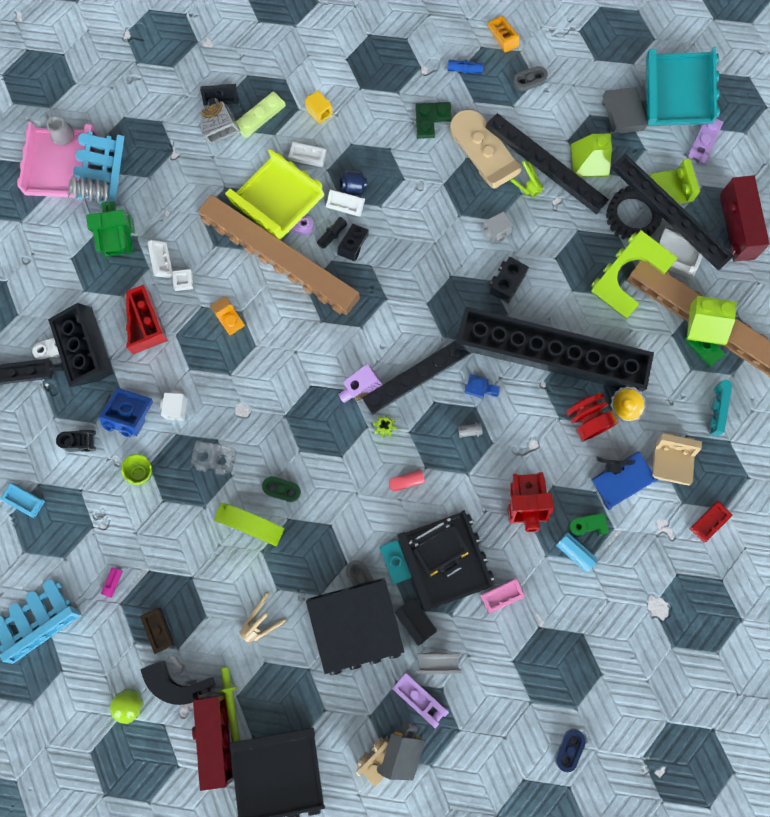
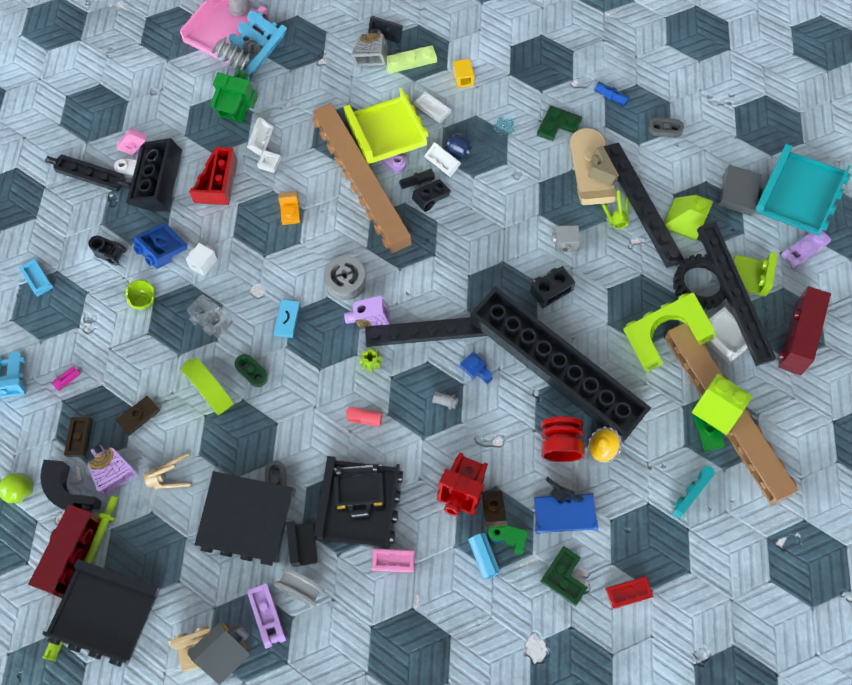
camera: 25 degrees right, 10 degrees down
(38, 323) = (131, 141): none -> bright pink plate
(102, 173) = (254, 48): none -> dark grey plate
(200, 582) = (137, 415): none -> dark brown plate
(204, 645) = (109, 470): none -> lavender torso
(286, 424) = (287, 318): none -> medium azure tile
(313, 350) = (343, 268): none -> light grey wheel
(383, 144) = (504, 127): none -> clear light blue plant
(395, 562) = (313, 482): teal plate -> none
(500, 146) = (604, 169): none -> dark tan slope
(509, 42) = (662, 82): light orange slope -> none
(566, 508) = (494, 509): none -> dark brown plate
(648, 539) = (559, 577): none -> dark green plate
(675, 458) = (624, 516): tan bracket -> none

